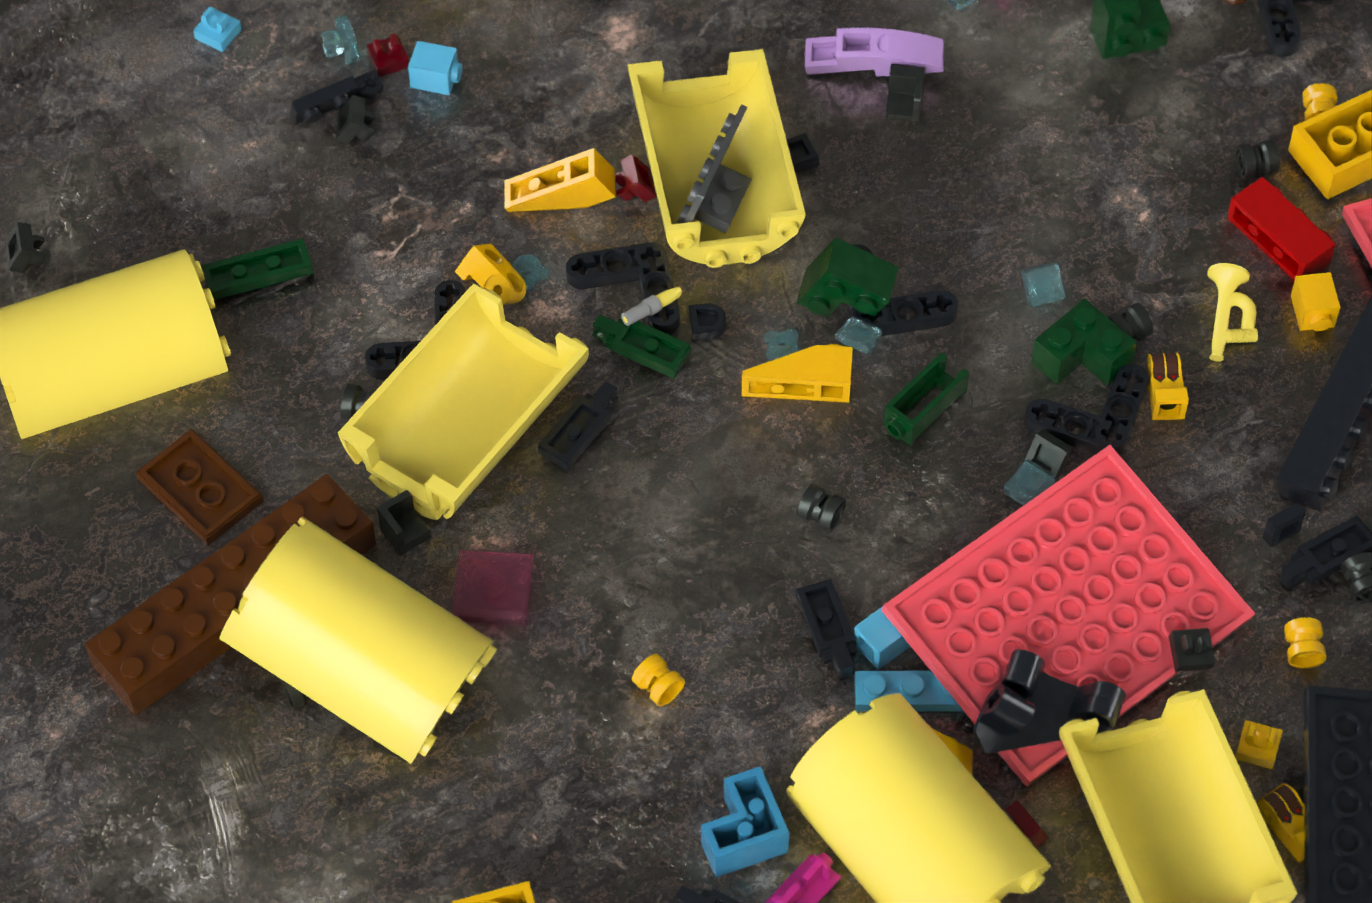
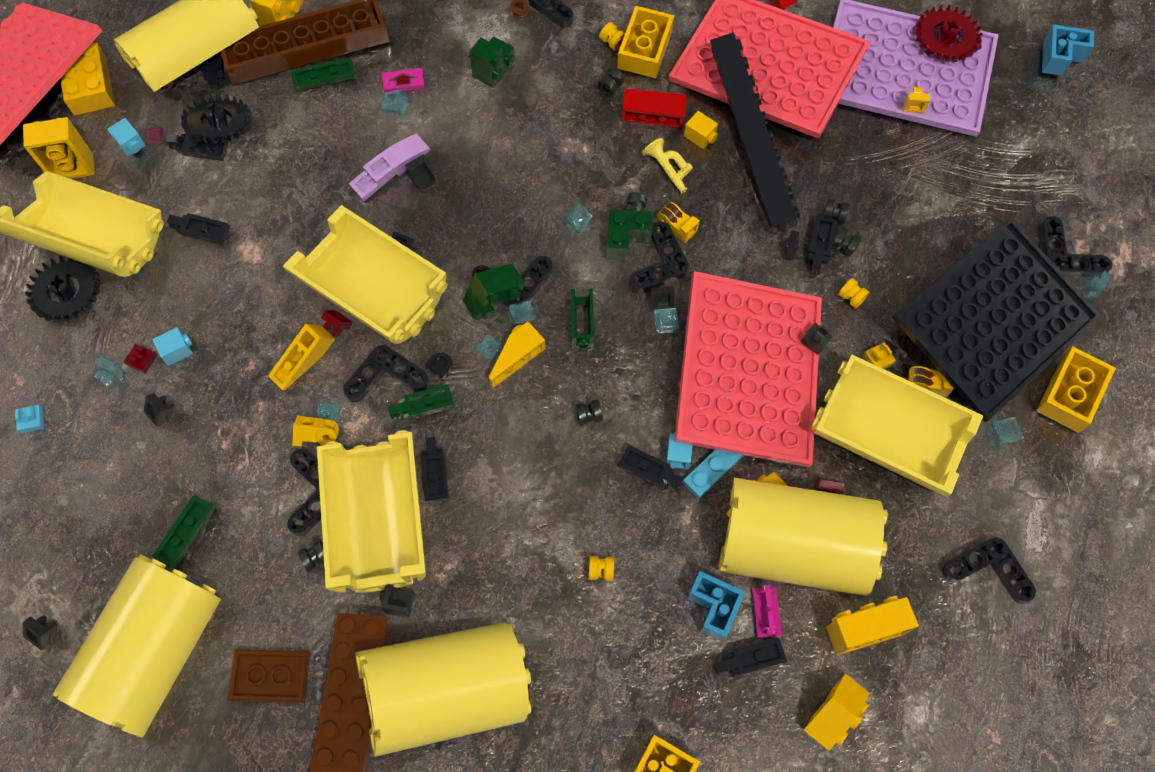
camera: 45 degrees left, 10 degrees up
(312, 106) = (136, 402): black hinge -> none
(493, 587) = (475, 594): clear pink plate -> none
(650, 305) = (410, 381): light grey piece -> none
(722, 189) = (386, 291): dark grey bracket -> none
(1033, 706) = (789, 423): black panel -> none

